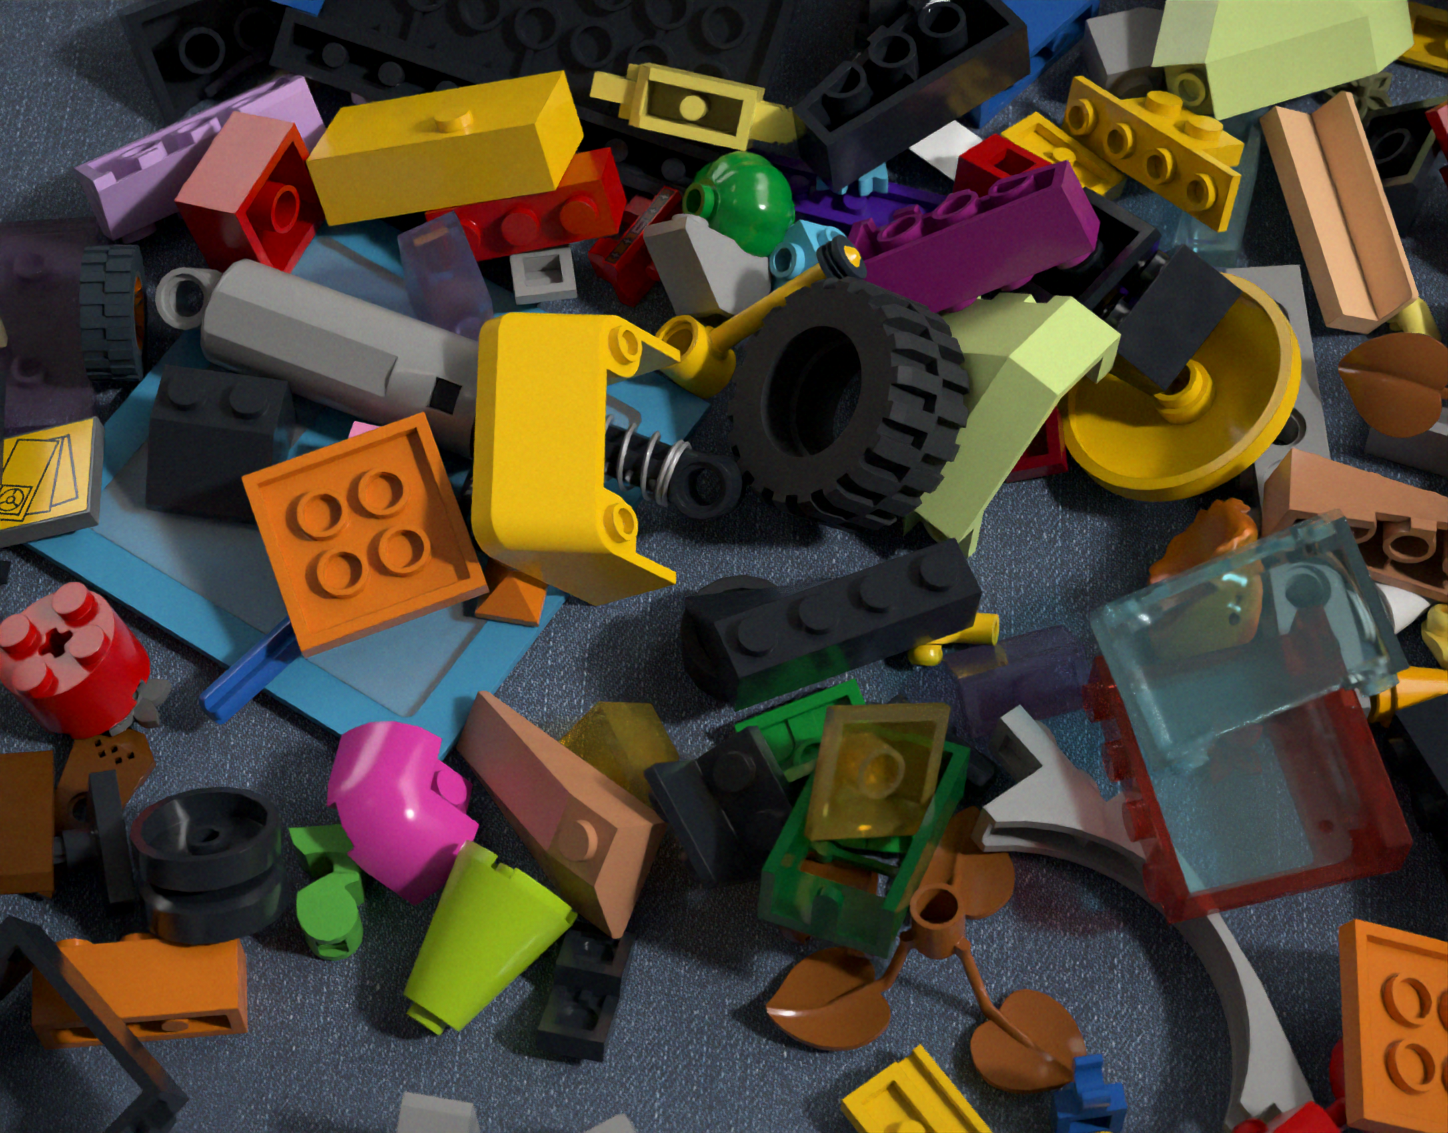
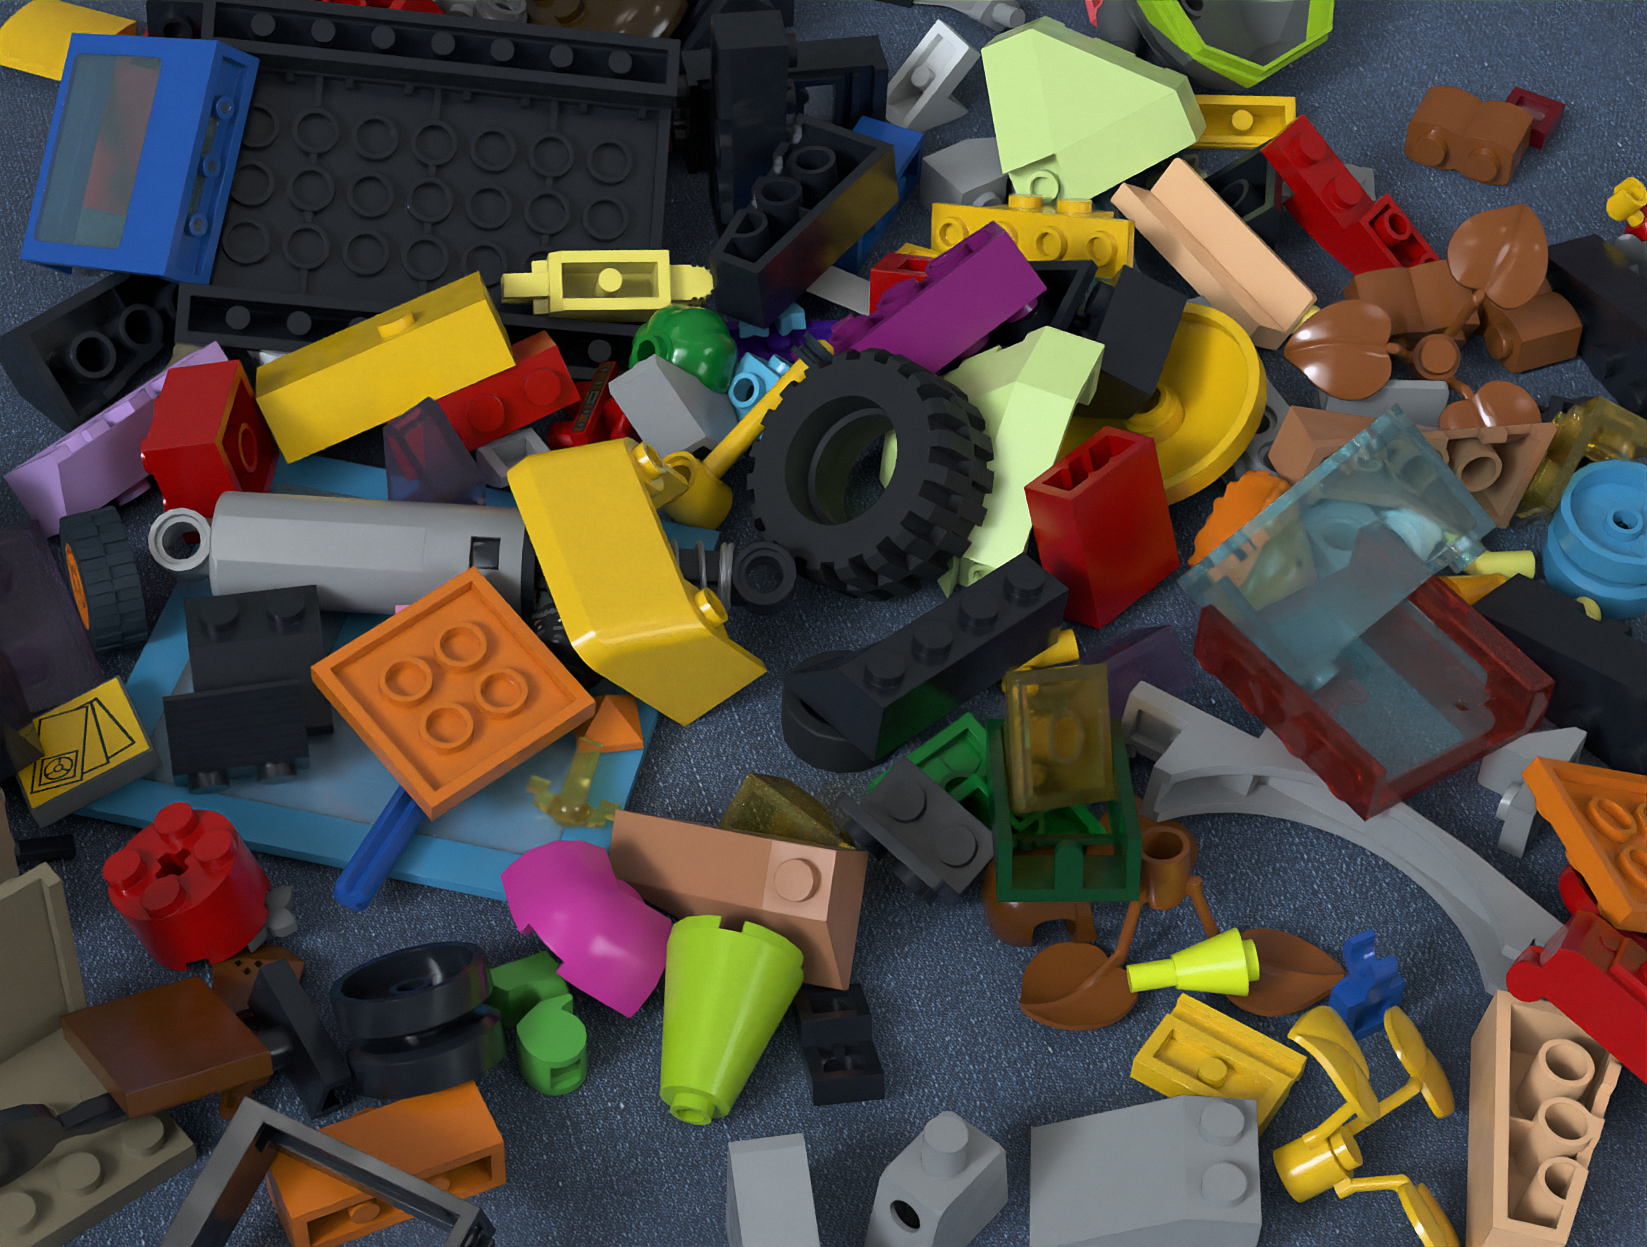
camera: 25 degrees left, 15 degrees down
(167, 516) = (237, 735): none -> black brick
(440, 676) = (571, 806): none -> clear yellow piece
(959, 1027) = (1212, 966): none -> neon yellow cone
(1061, 518) = (1104, 524): none -> red brick
(1381, 900) = (1502, 774): none -> light grey slope

